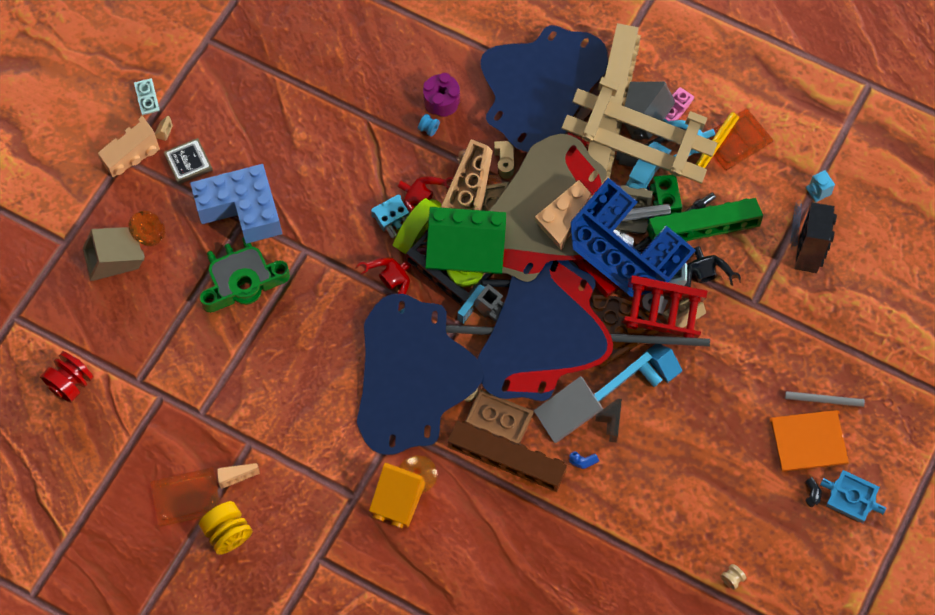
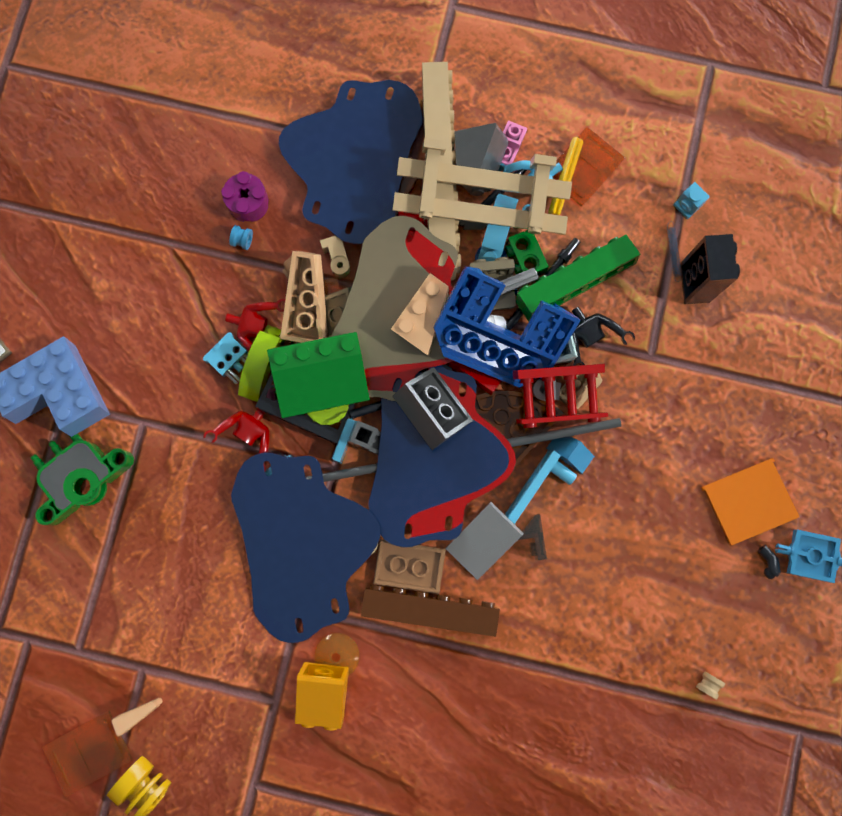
camera: 15 degrees left, 15 degrees up
(552, 290) = (432, 408): none -> dark grey slope
(581, 462) = (514, 594): blue arm -> none
(825, 399) = (752, 449): light grey bar -> none

